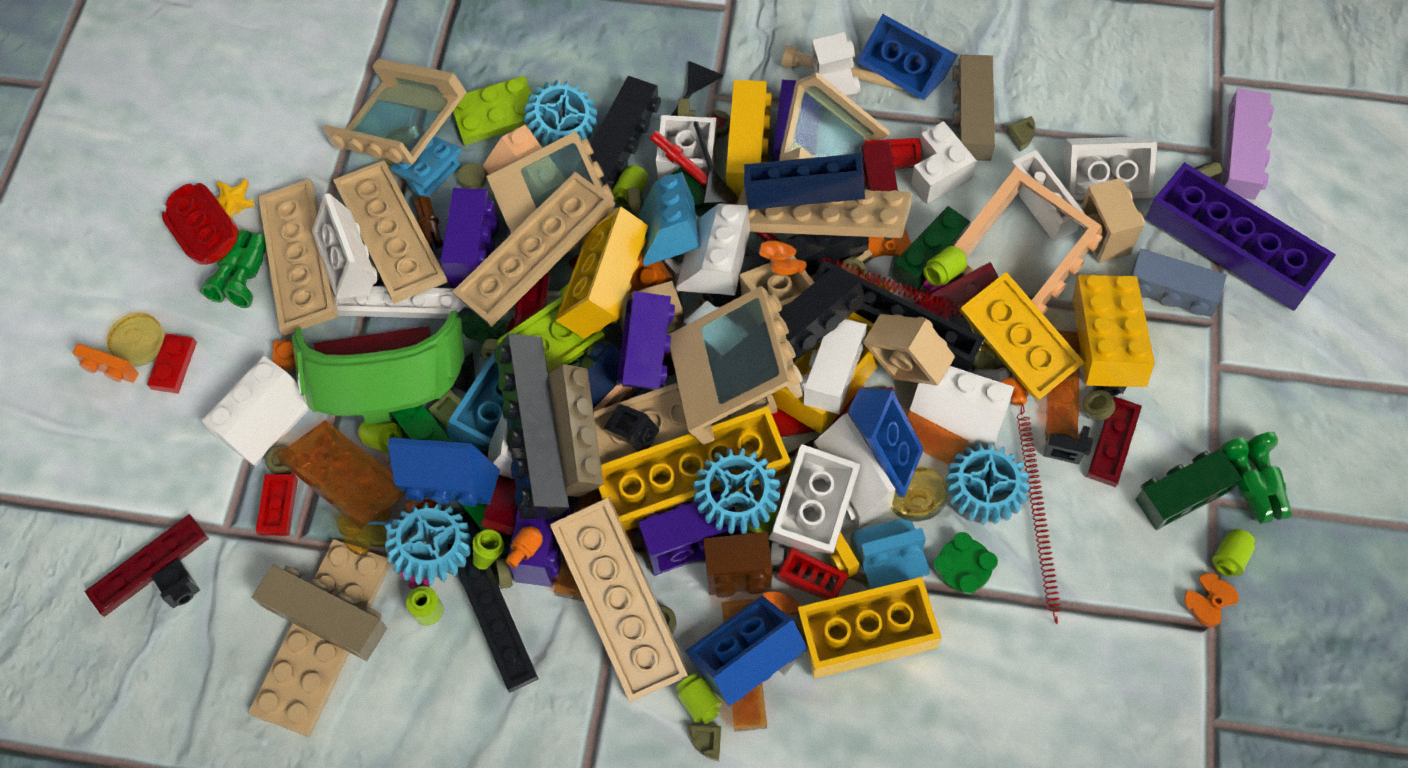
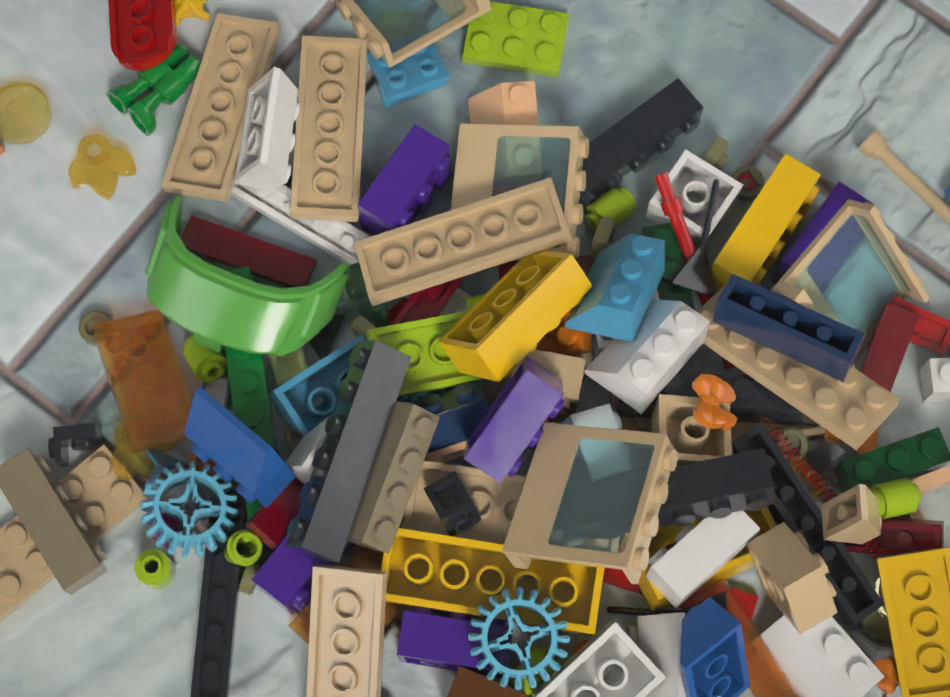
camera: 25 degrees right, 10 degrees up
(172, 363) = (41, 159): red plate -> none
(225, 347) = (102, 170): none -> clear yellow plate
(257, 411) = (97, 263): white slope -> none
(276, 505) = (67, 376): red plate -> none
(283, 354) = (154, 210): orange plate -> none
(307, 544) = (77, 437): none -> black bracket
(428, 221) = (376, 137): reddish brown axle -> none
(472, 176) = (450, 106): olive tile -> none
(524, 545) = (277, 574): orange cylinder -> none
(540, 108) = (567, 78): medium azure gear -> none
(697, 79) = (758, 115): black piece -> none
(834, 61) = (907, 194): white brick -> none
(925, 285) = (852, 516): none -> tan slope

